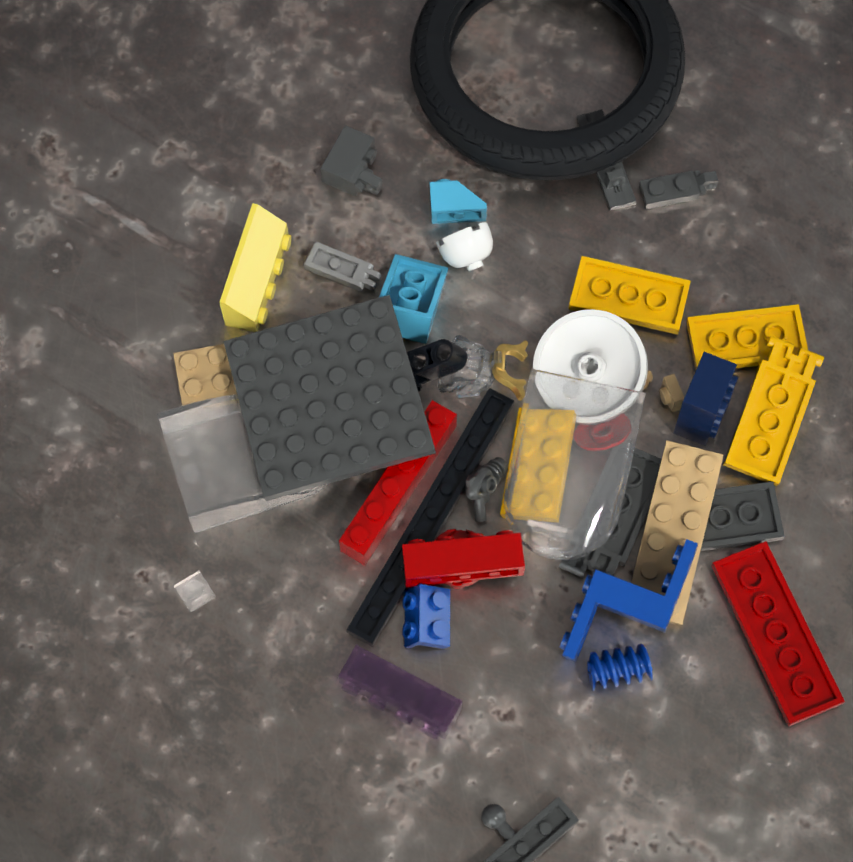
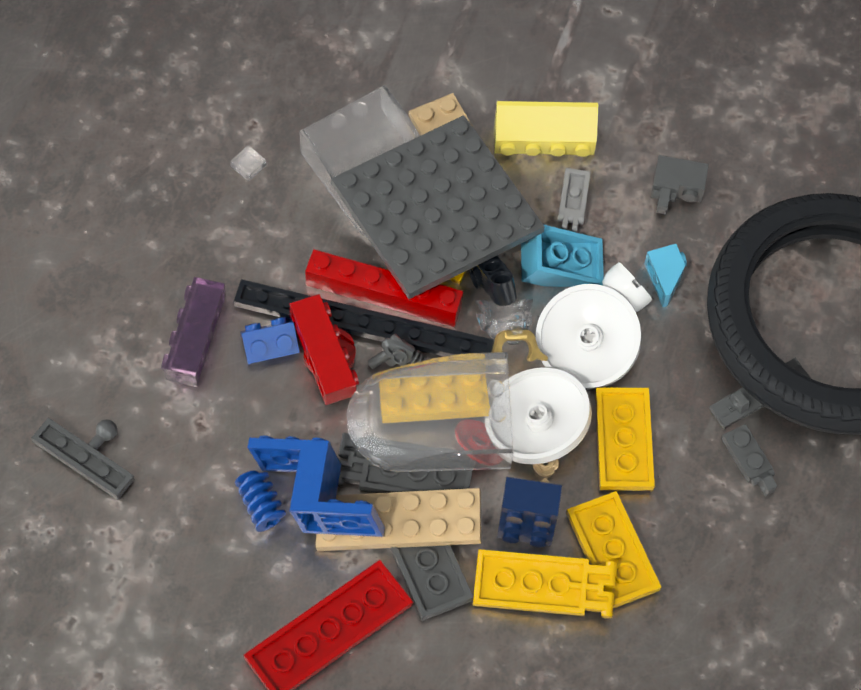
camera: 70 degrees right, 5 degrees down
(512, 292) = (590, 334): none -> white dish

